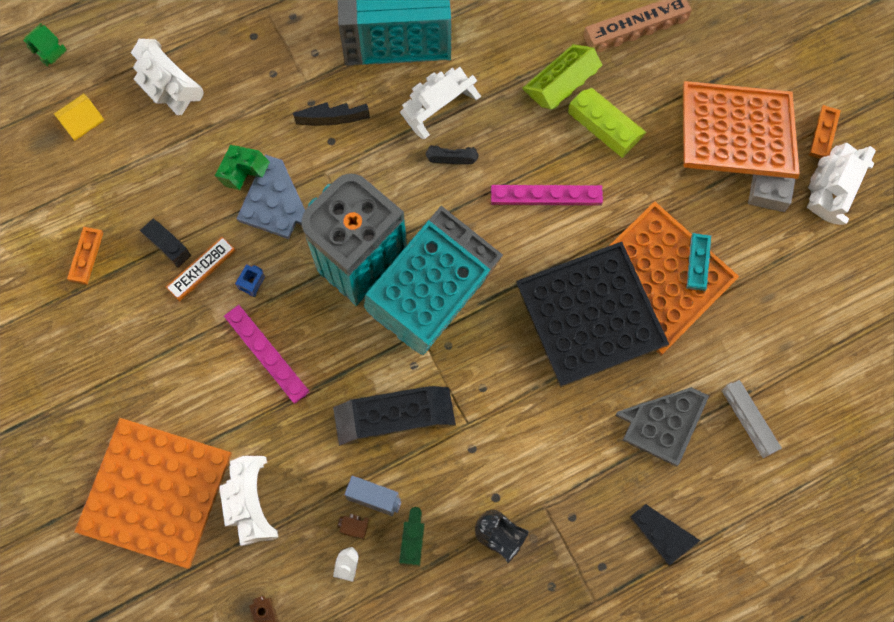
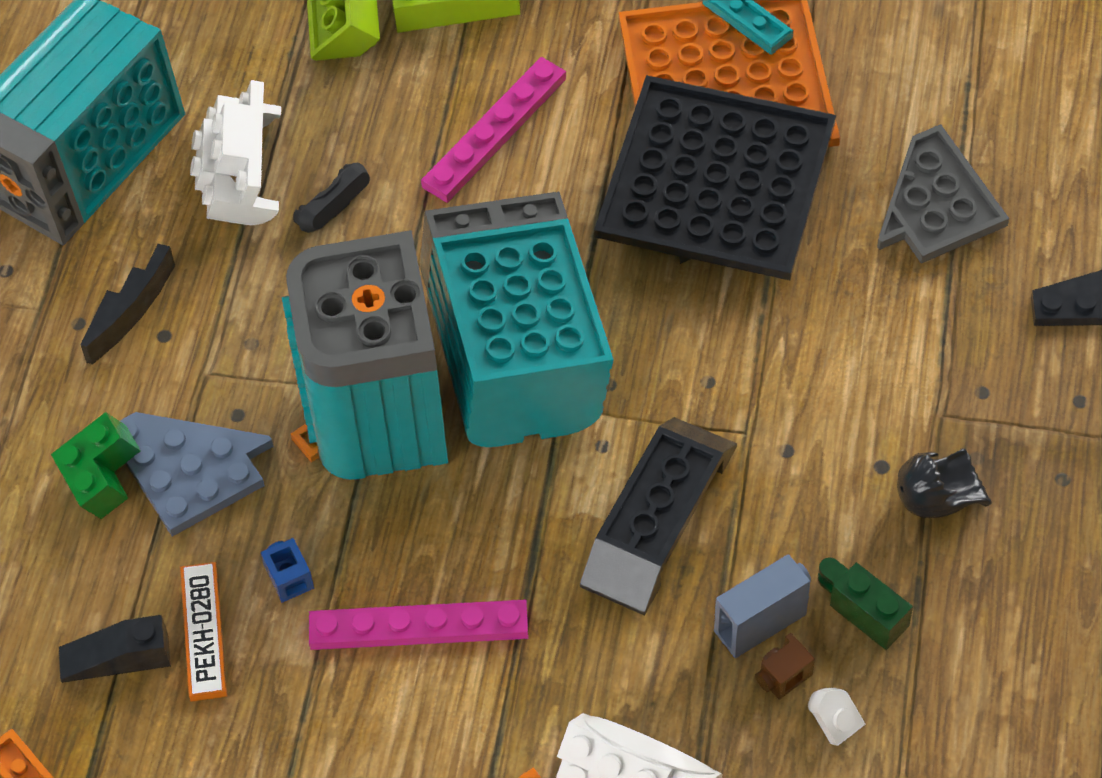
camera: 50 degrees left, 15 degrees down
(751, 419) = (1008, 104): light grey fence -> none

